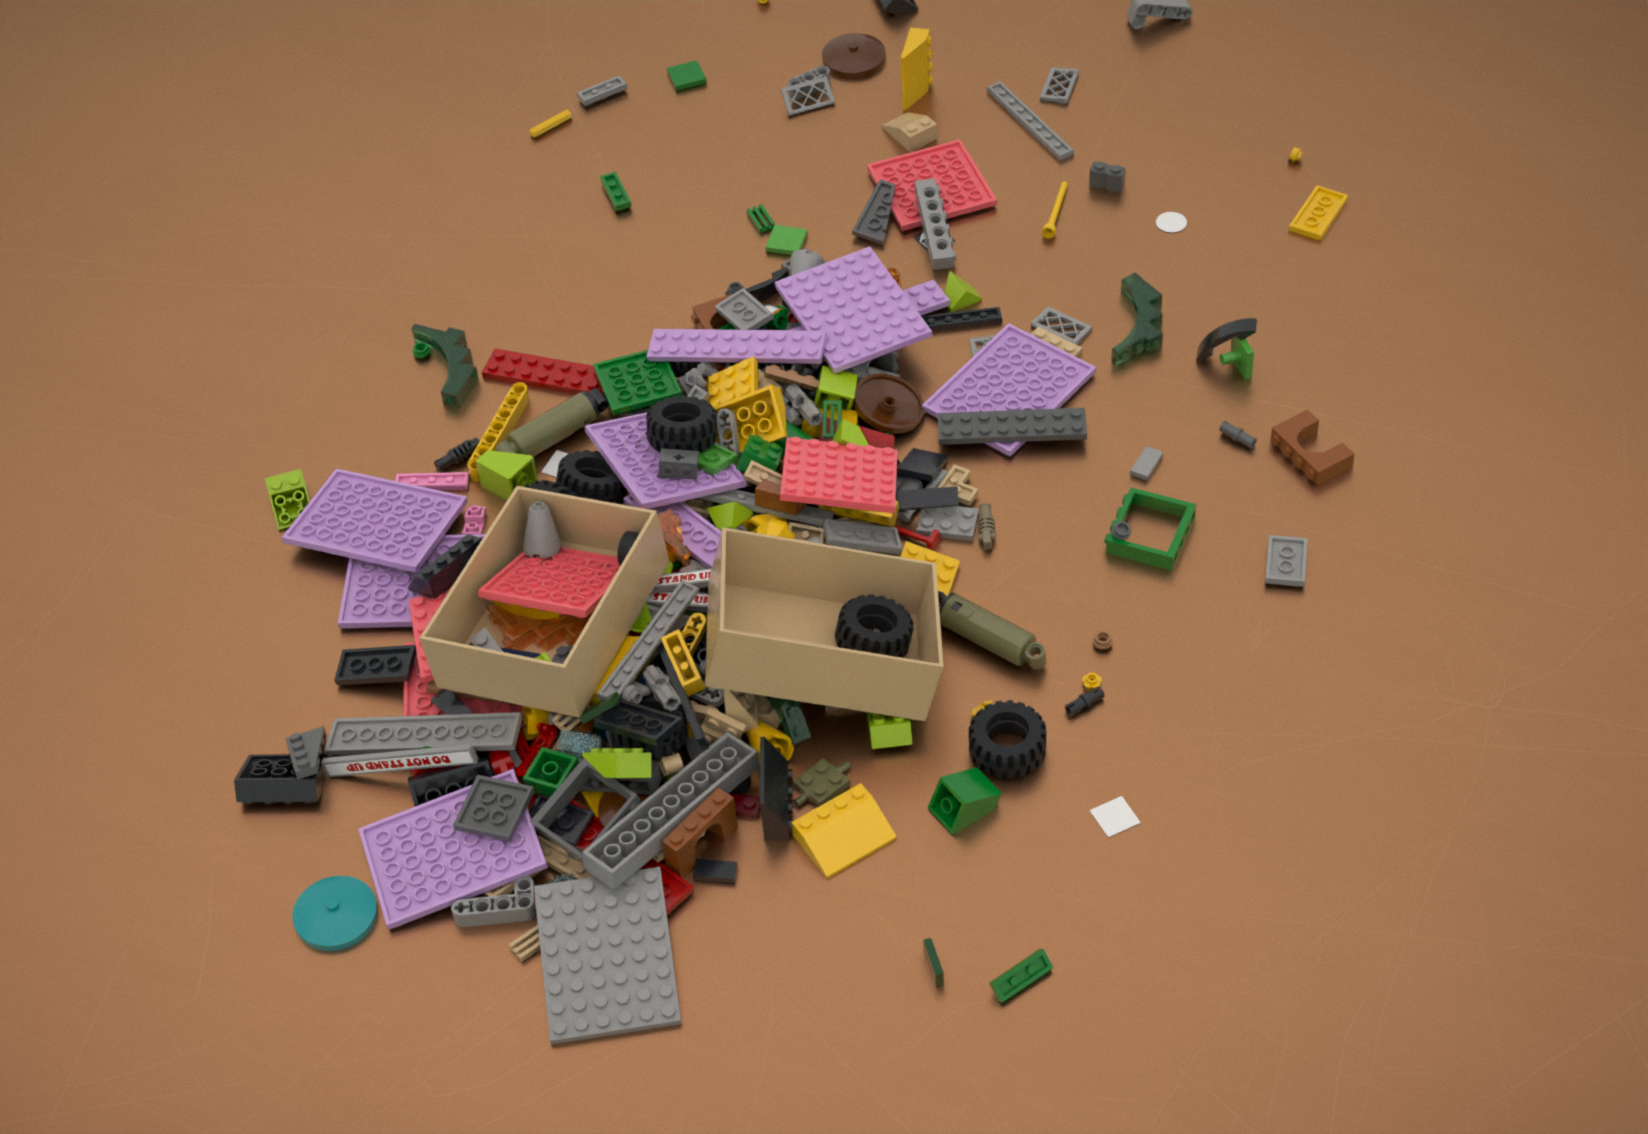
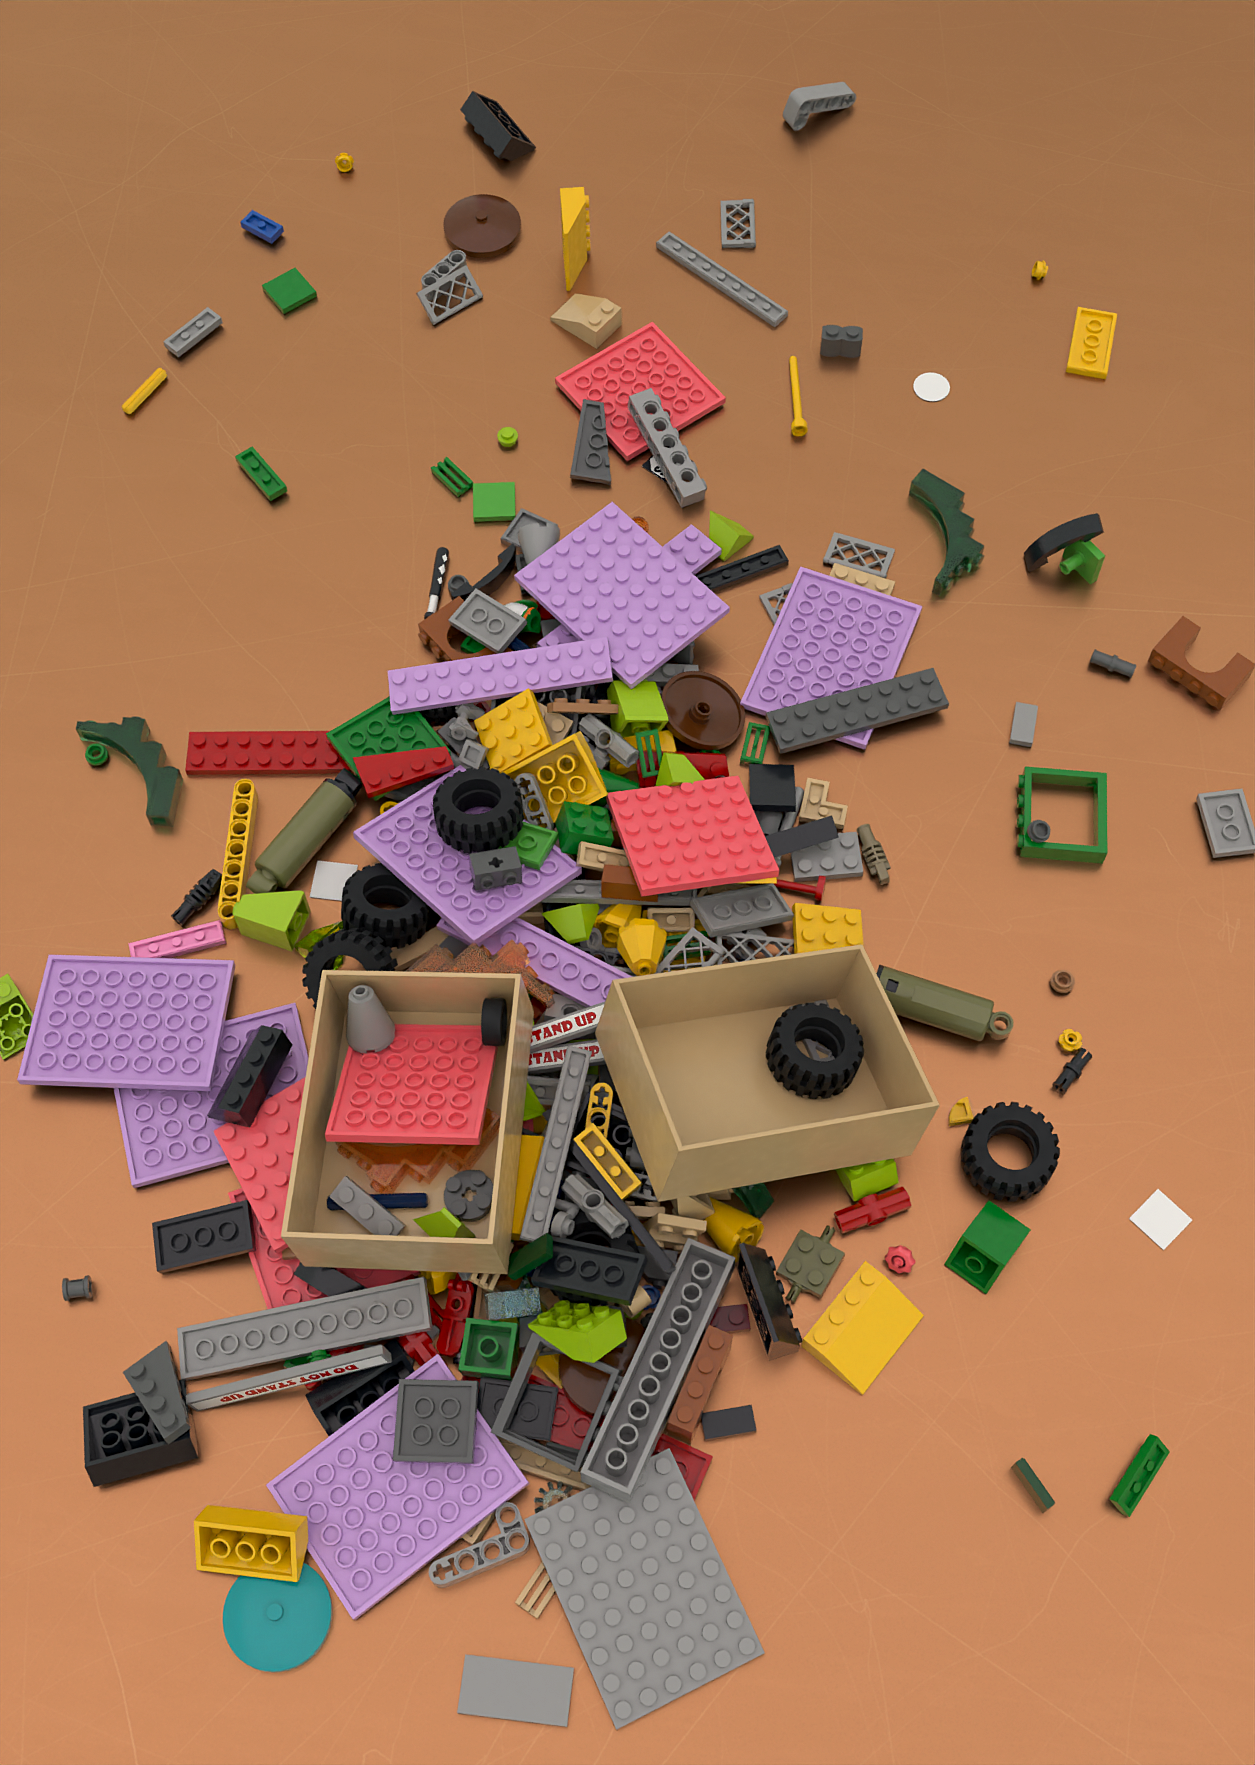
camera: 20 degrees left, 15 degrees up
(273, 679) = (77, 1288): none -> dark grey bush
(332, 859) = (250, 1542): none -> yellow slope
(474, 520) = (252, 990): bright pink slope -> none
(487, 1000) = (515, 1690): none -> light grey tile
(636, 395) = (397, 769): none -> red wing
(682, 29) = (262, 226): none -> blue plate
(723, 280) = (439, 570): none -> black piece
(814, 199) = (507, 436): none -> lime plate
(884, 757) = (872, 1210): none -> red piece
(891, 793) = (900, 1259): none -> coral piece
(926, 438) = (752, 760): none -> green tile

